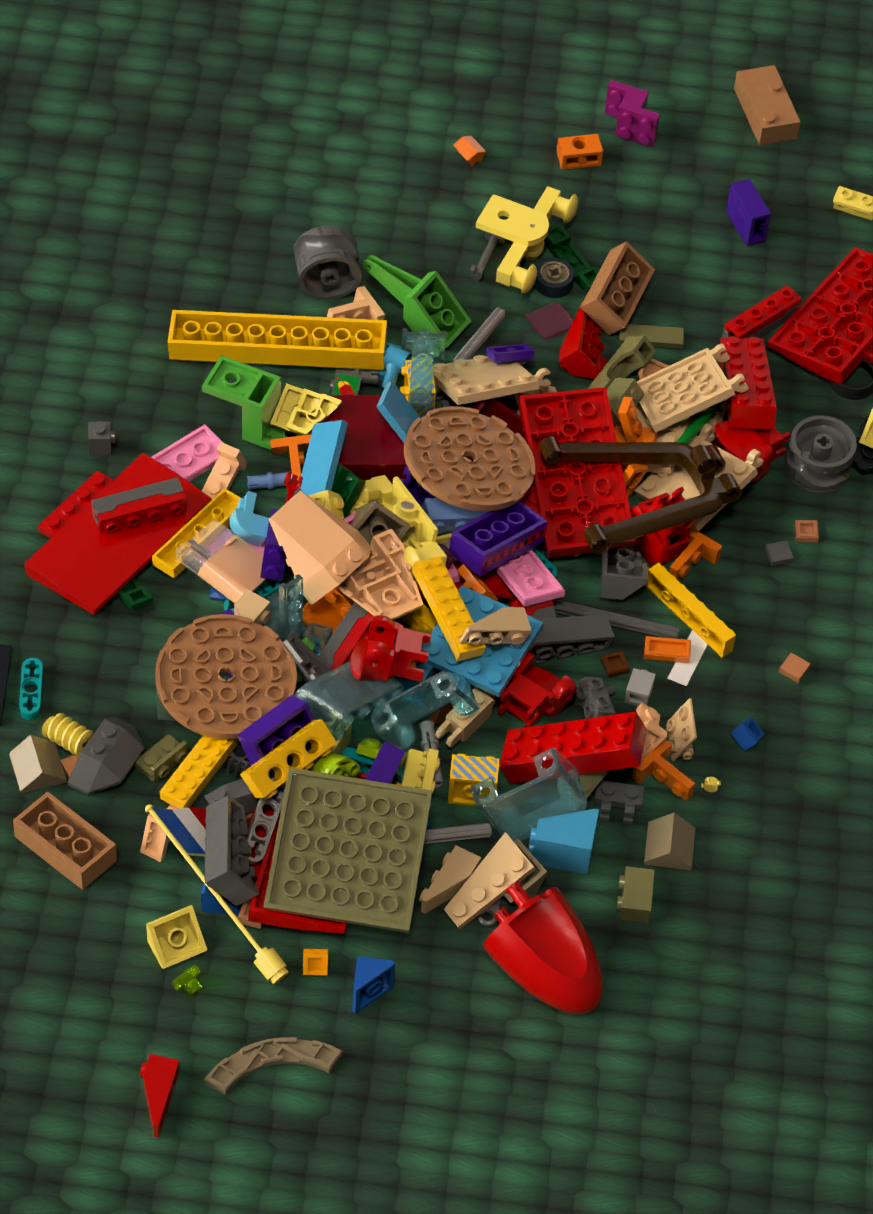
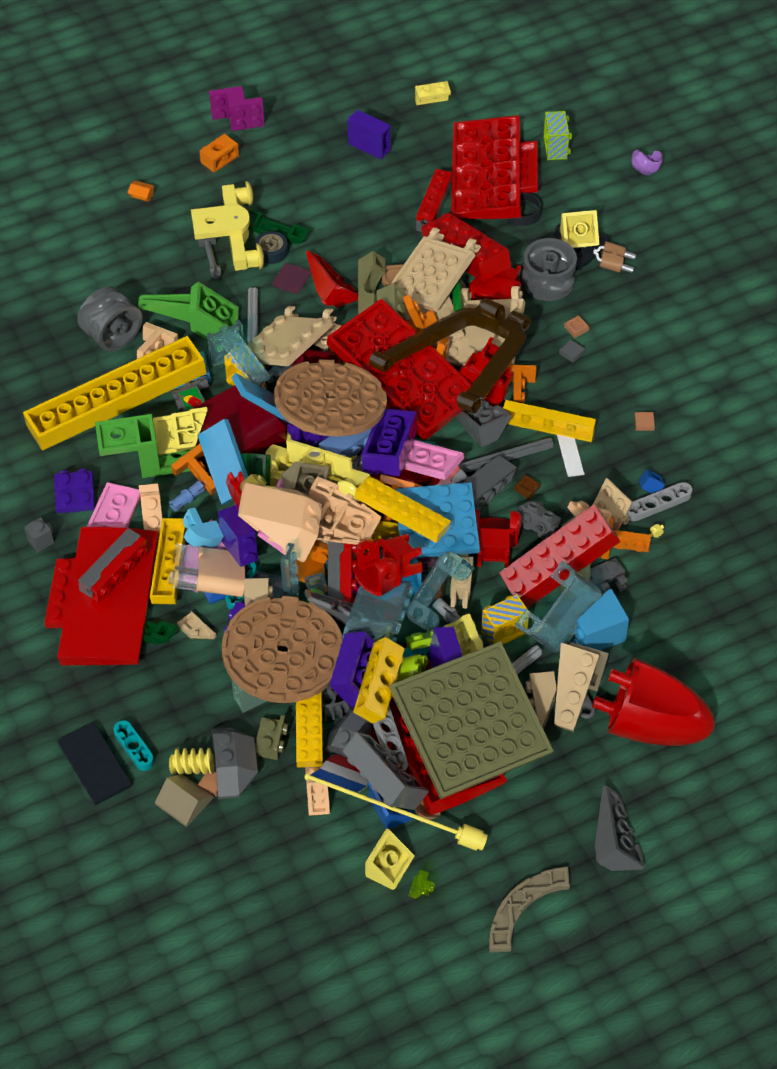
camera: 30 degrees left, 0 degrees up
(65, 840) = (252, 840): medium nougat brick -> none
(159, 1083) = (463, 977): red slope -> none
(167, 415) = (74, 491): none -> dark purple plate
(176, 610) = (195, 627): none -> tan tile
(315, 962) = (498, 815): light orange tile -> none
(371, 981) = (548, 804): blue slope -> none
(394, 360) = (214, 363): dark azure pin -> none
(412, 1051) = (614, 838): none -> dark grey wedge
(504, 626) = (454, 499): tan slope -> none
(506, 353) = (288, 313): dark purple plate -> none
(617, 288) = (324, 230): medium nougat brick -> none
(636, 895) = (672, 634): olive brick -> none
(639, 687) = (558, 492): light grey brick -> none
(657, 335) = (381, 246): olive tile -> none
(667, 649) = (553, 456): orange tile -> none
(670, 842) = (662, 586): dark tan slope -> none
(738, 753) = (660, 504): none -> light grey beam
(767, 105) = (320, 58): medium nougat brick -> none

